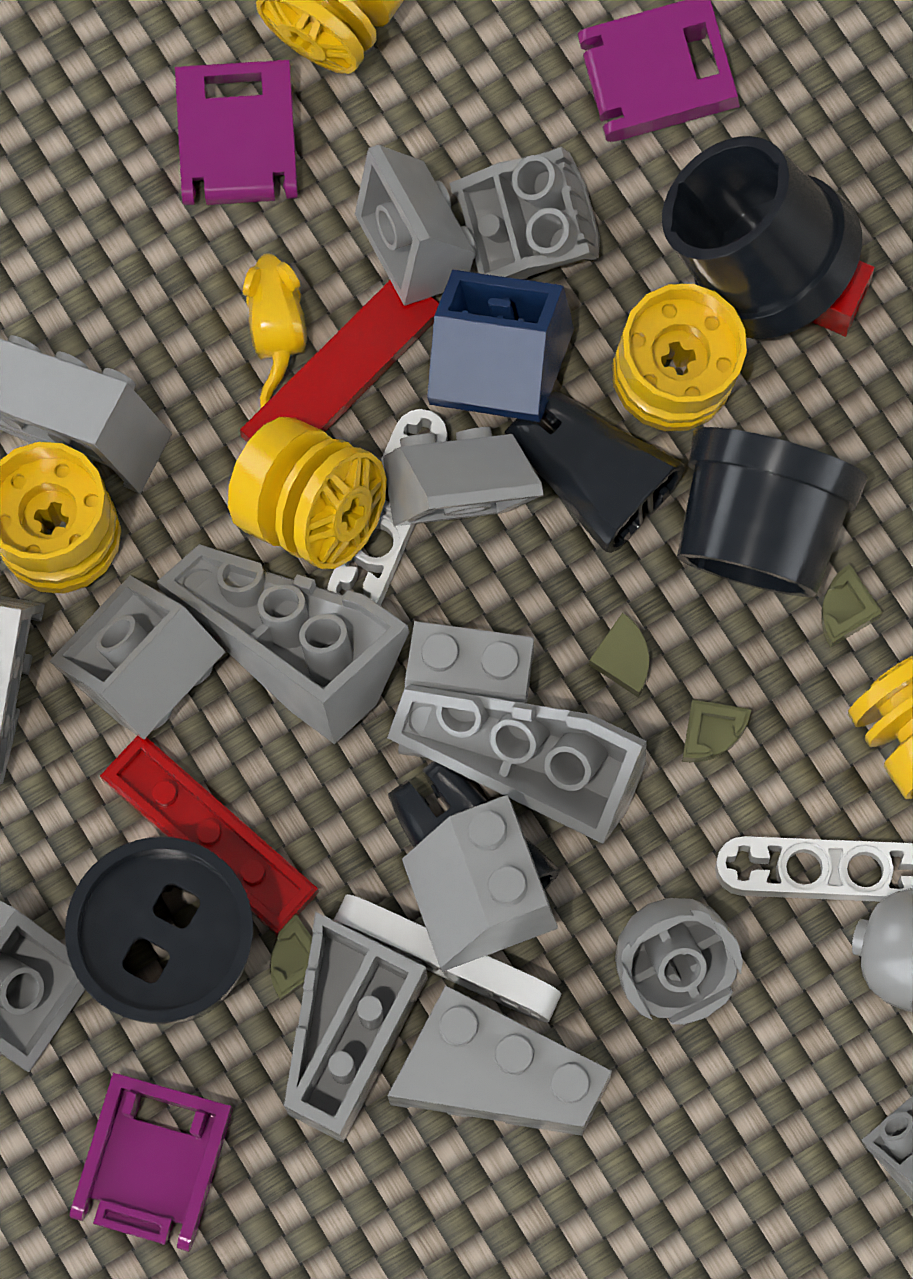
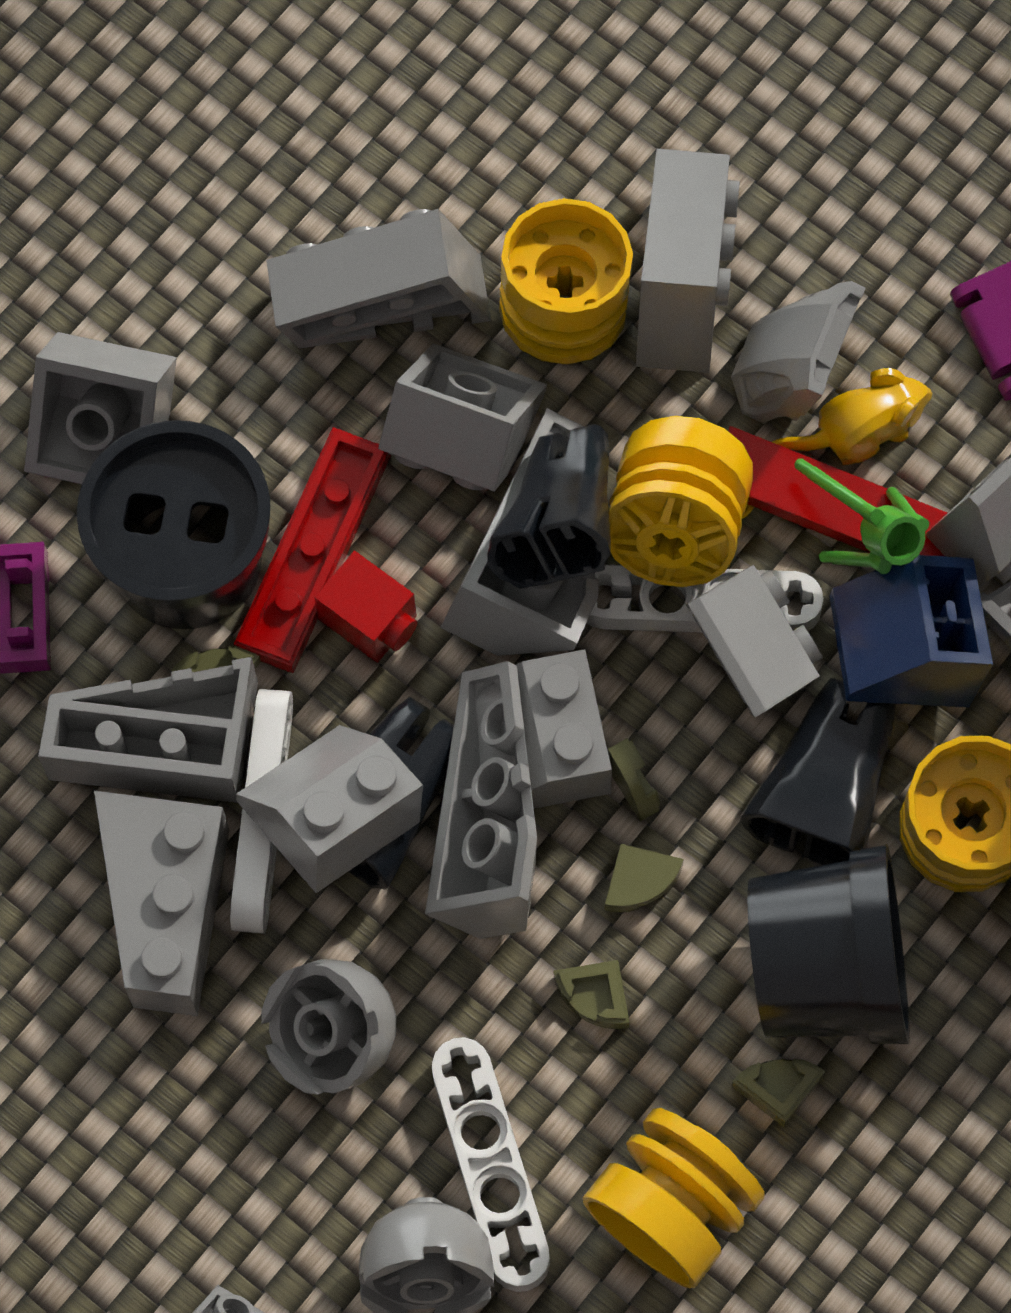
camera: 70 degrees right, 5 degrees down
(198, 347) = (793, 353): none -> light grey slope
(284, 594) = (559, 515): none -> black piece
(291, 800) = (367, 607): none -> red brick
(410, 326) = (889, 532): none -> bright green plant
(543, 630) = (626, 773): none -> olive tile

